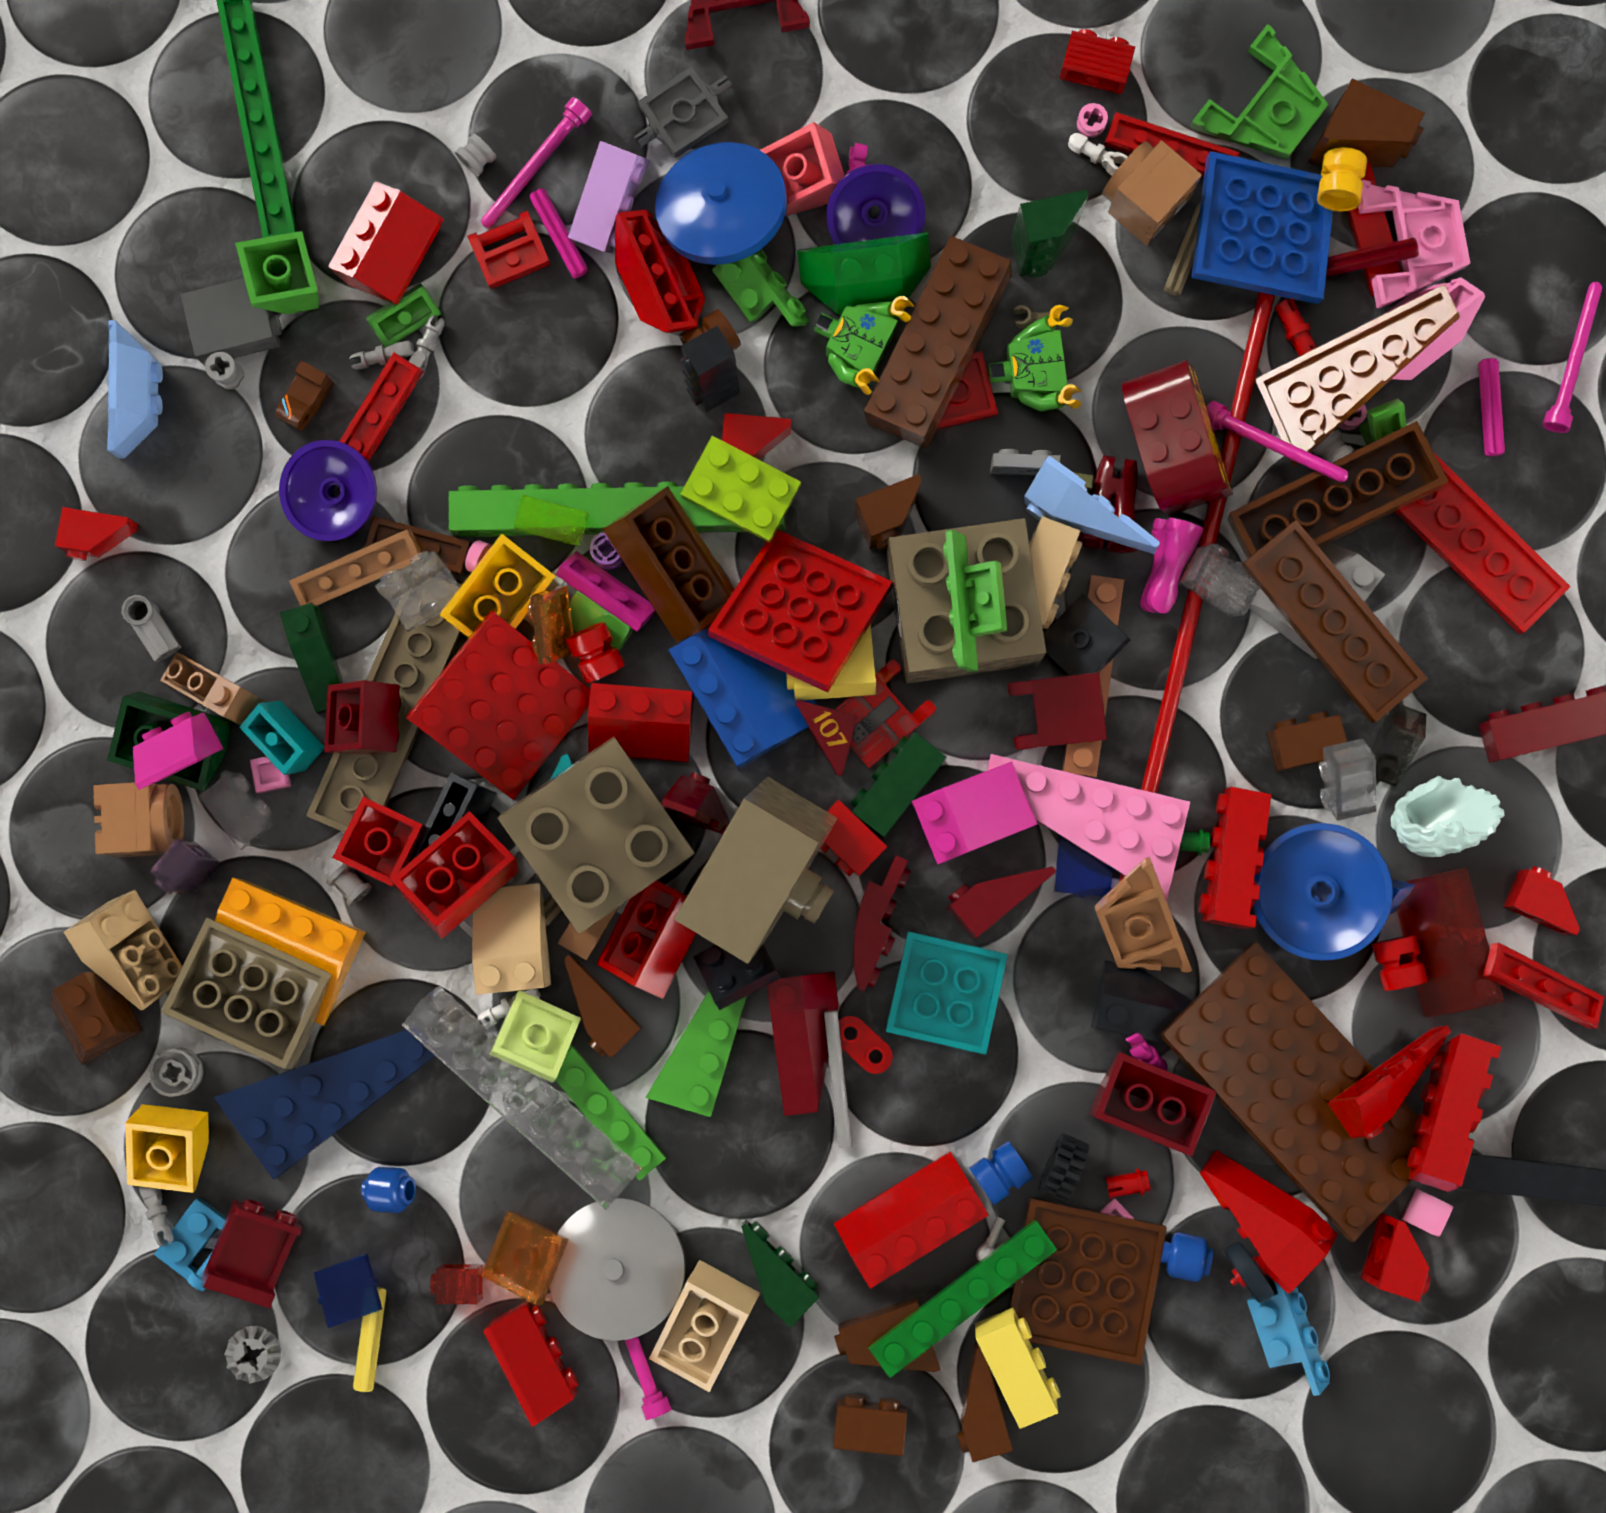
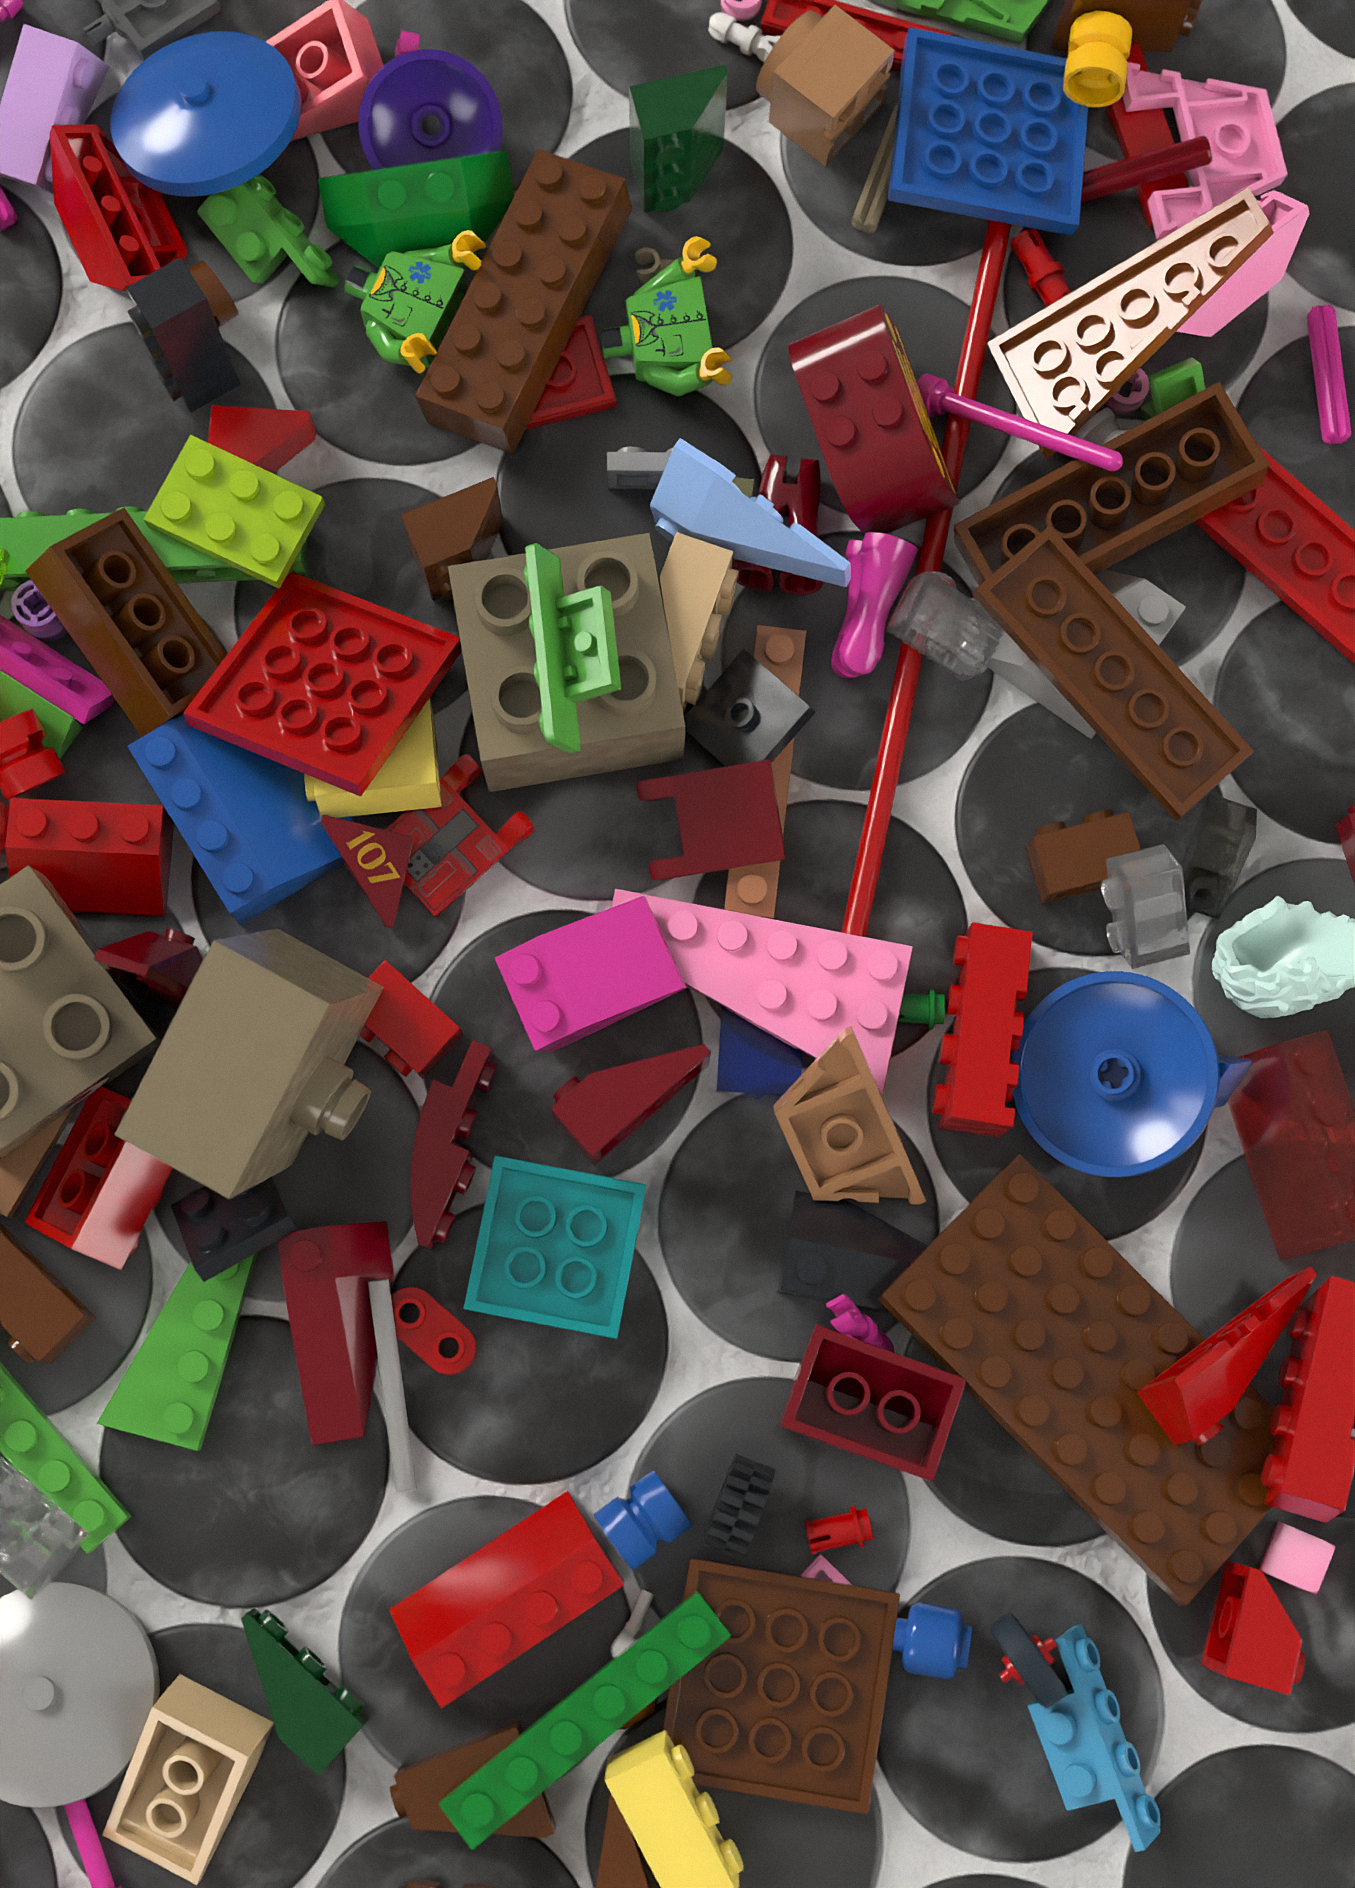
camera: 10 degrees left, 5 degrees down
(897, 784) = (475, 933): dark green brick -> none
(1280, 1227) = (1073, 1588): red wedge -> none
(1396, 974) = (1252, 1188): red wheel -> none

